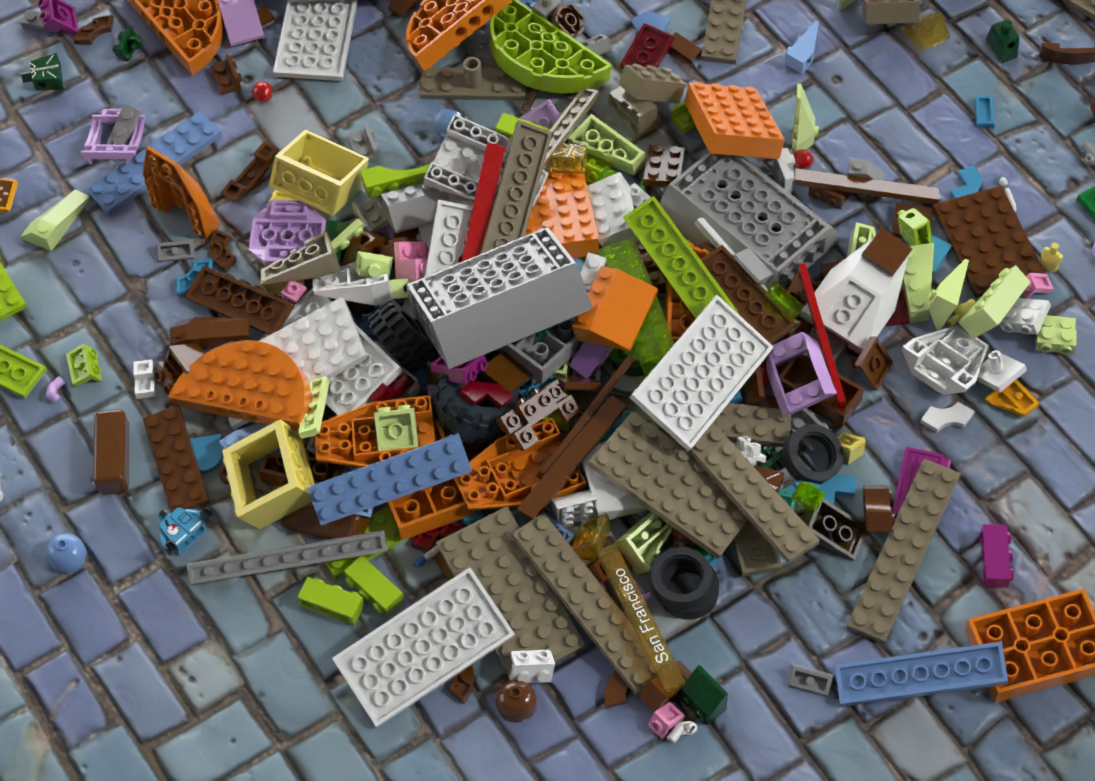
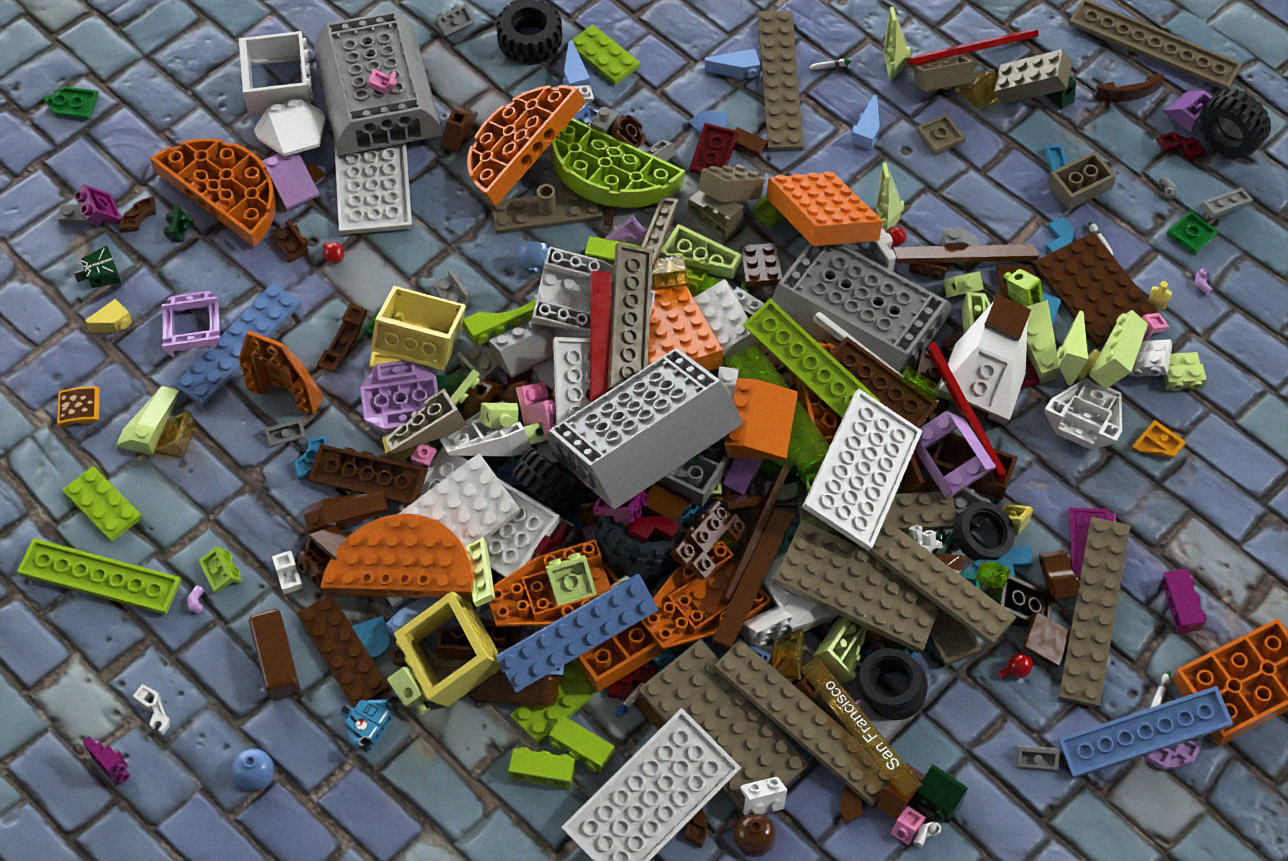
camera: 15 degrees left, 0 degrees up
(43, 120) = (109, 319): none -> light yellow slope
(76, 237) = (176, 435): none -> clear yellow slope
(124, 126) = (198, 311): light grey hinge -> none
(220, 250) = (331, 425): reddish brown tile -> none
(223, 505) = (408, 690): none -> yellowish green torso
(287, 557) = (486, 731): light grey plate -> none
(753, 266) = (882, 352): light grey slope -> none
(814, 589) = (1018, 665): none -> red piece
(848, 568) = (1046, 639): none -> tile
(856, 213) = (964, 283): none -> yellowish green torso
(873, 363) = (1017, 430): reddish brown tile -> none
(874, 68) = (940, 134): none -> dark tan plate
(954, 416) = (1108, 468): white tile -> none
(956, 705) = (1168, 759): none -> lavender tile
(958, 629) = (1165, 680): none -> white piece
(977, 25) = (1033, 76): none -> dark tan piece
(1000, 371) = (1141, 417): white tile -> none
(1001, 133) = (1081, 180): none -> dark tan brick

